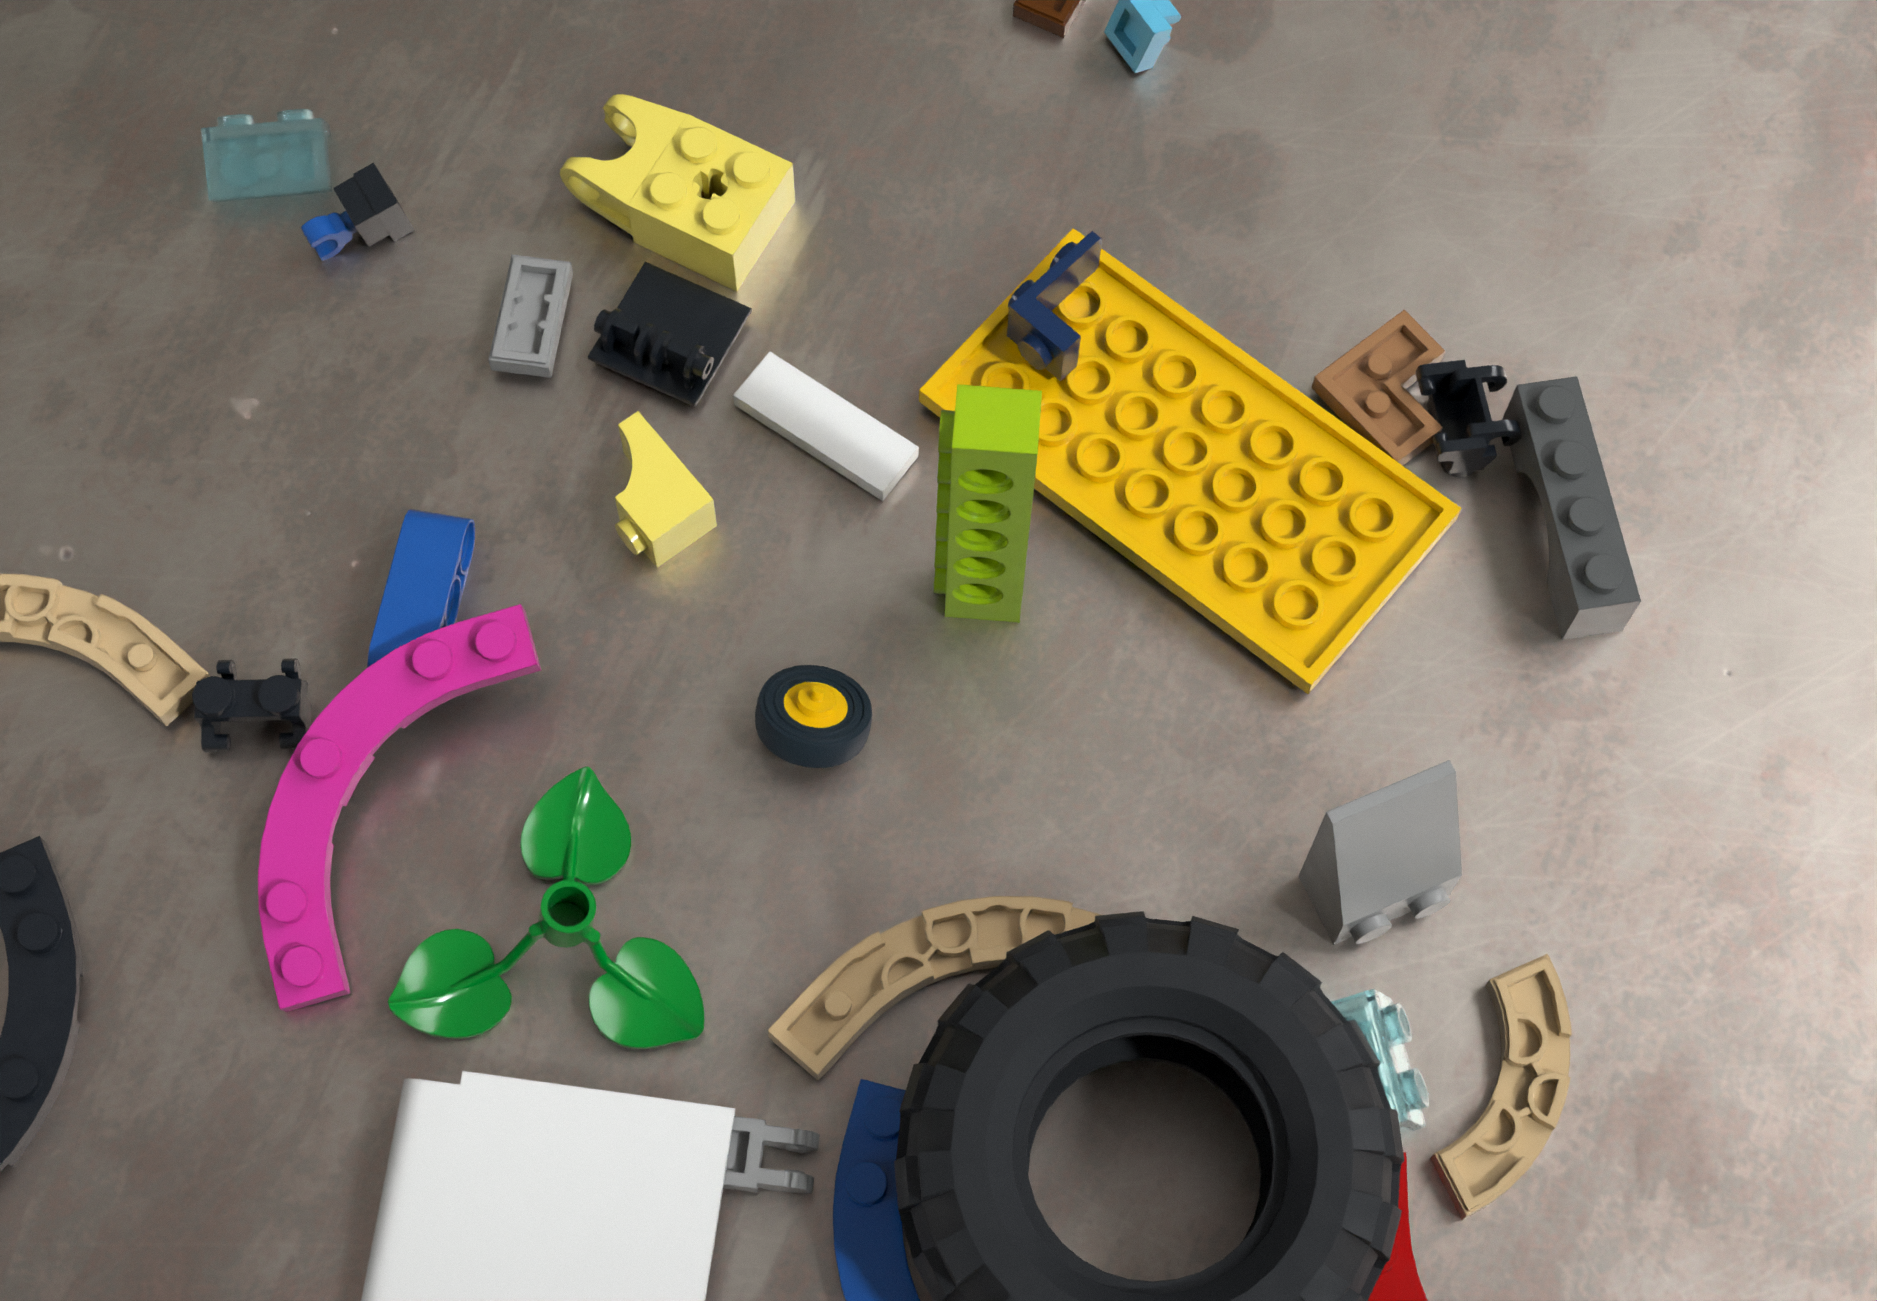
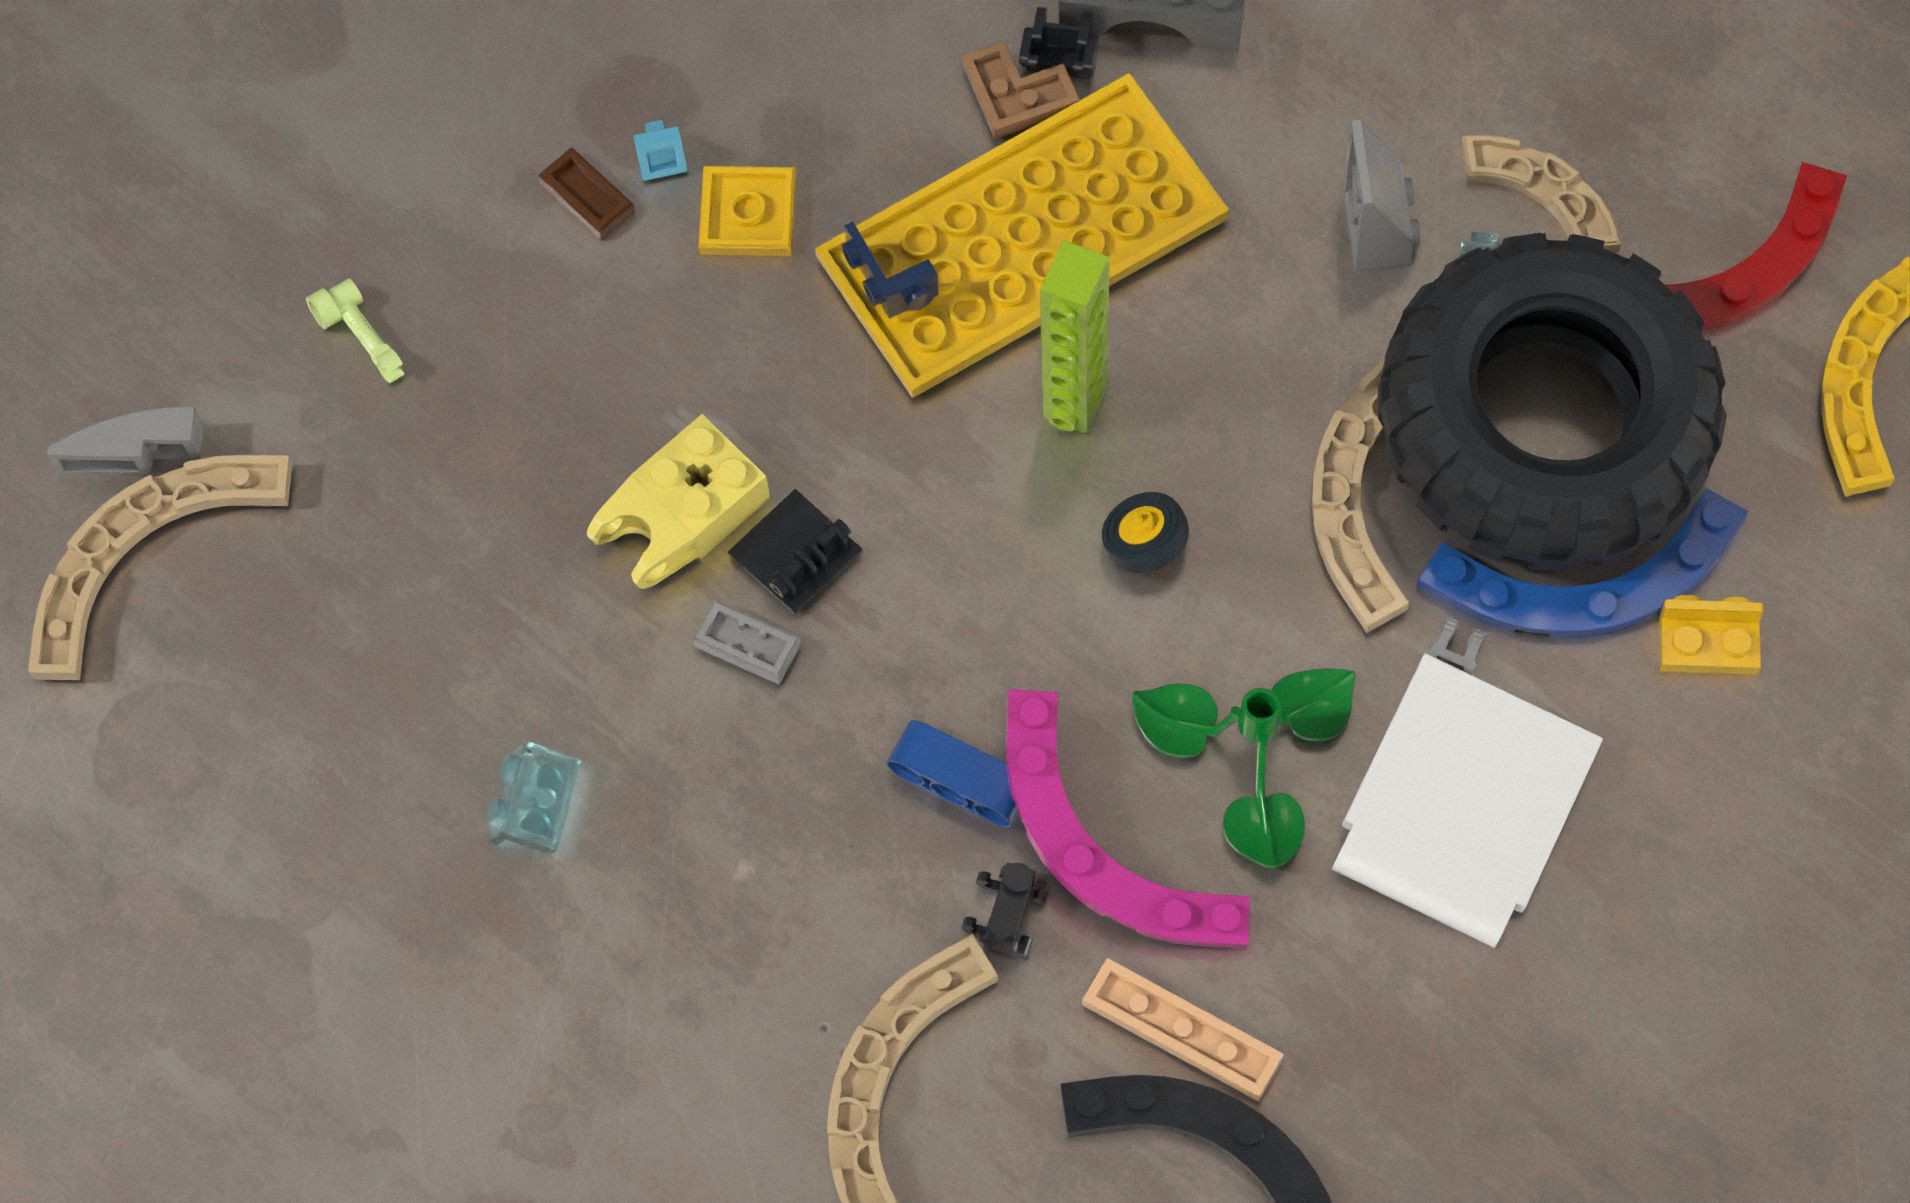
camera: 65 degrees left, 0 degrees up
(143, 963) = (1182, 1029): none -> light nougat plate
(369, 210) = (613, 734): black piece -> none
(663, 501) = (933, 587): light yellow arch -> none
(826, 426) = (910, 466): white tile -> none
(1105, 150) = (747, 211): none -> yellow tile

